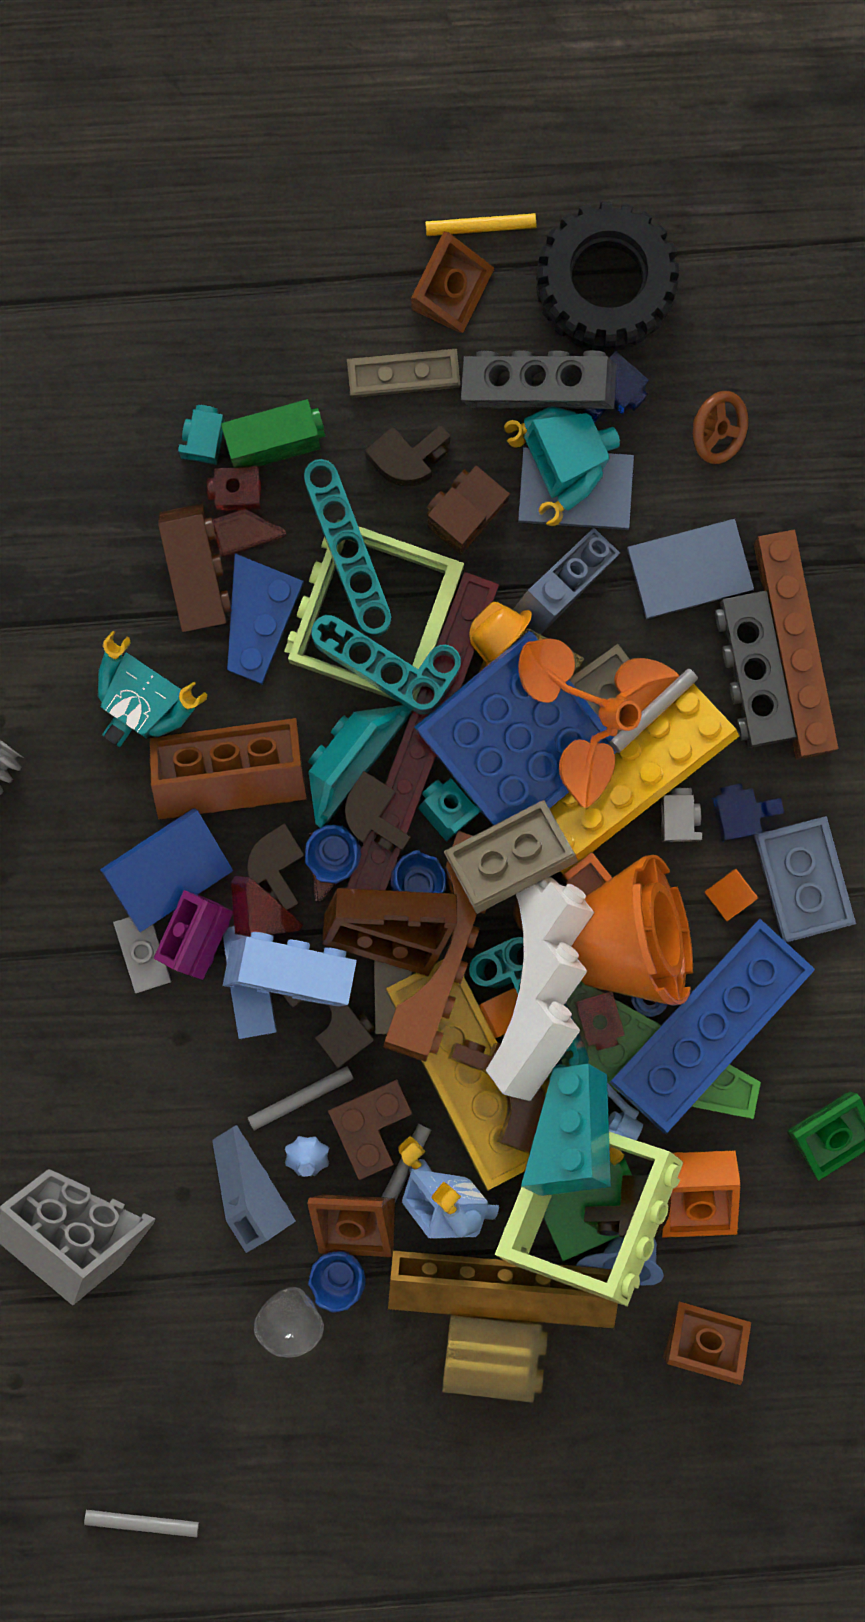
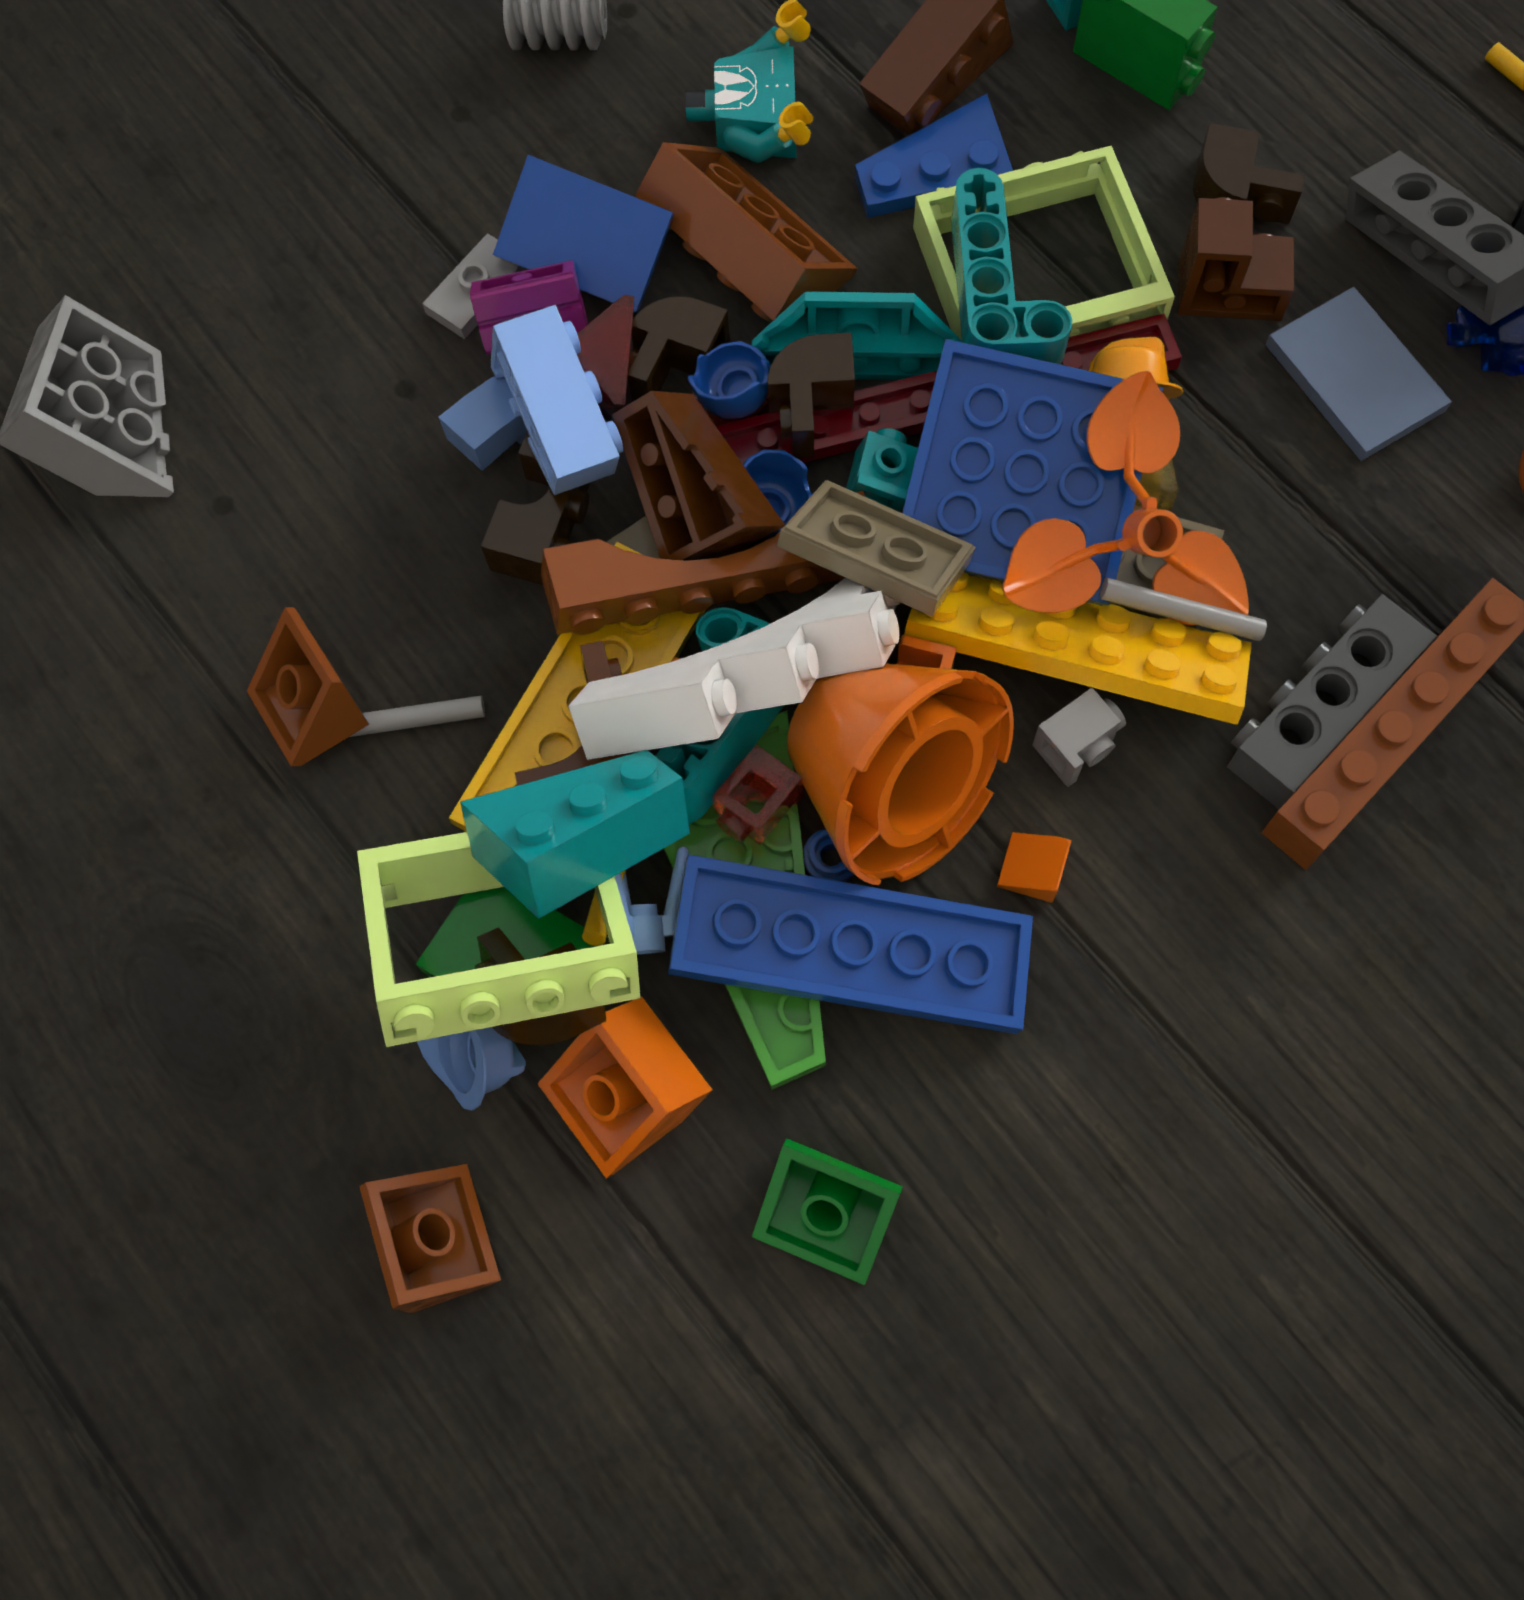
camera: 60 degrees right, 15 degrees down
(243, 531) = (1016, 92): clear red tile -> none
(247, 496) = (1057, 51): clear red brick -> none
(248, 1195) = (251, 569): sand blue slope -> none
(289, 1323) = (126, 704): clear helmet -> none
(300, 1098) = (422, 549): light grey bar -> none
(307, 1156) = (353, 594): light blue piece -> none
(337, 1281) = (219, 724): blue hair -> none
(347, 530) = (1103, 139): teal beam -> none
(360, 1122) = (434, 624): reddish brown brick -> none
(403, 373) = (1317, 124): dark tan tile -> none
(443, 1202) = (395, 770): light blue torso -> none
(451, 284) = (1461, 94): dark orange slope -> none
(494, 1290) = (323, 912): pearl gold brick -> none
(494, 1357) = (238, 971): clear yellow brick -> none
(566, 452) = (1390, 320): teal torso -> none
(567, 580) = (1247, 425): sand blue slope -> none
(690, 569) = (1376, 547): sand blue tile -> none
(740, 814) = (1143, 801): clear blue brick -> none
(804, 879) = (1124, 944): sand blue tile -> none

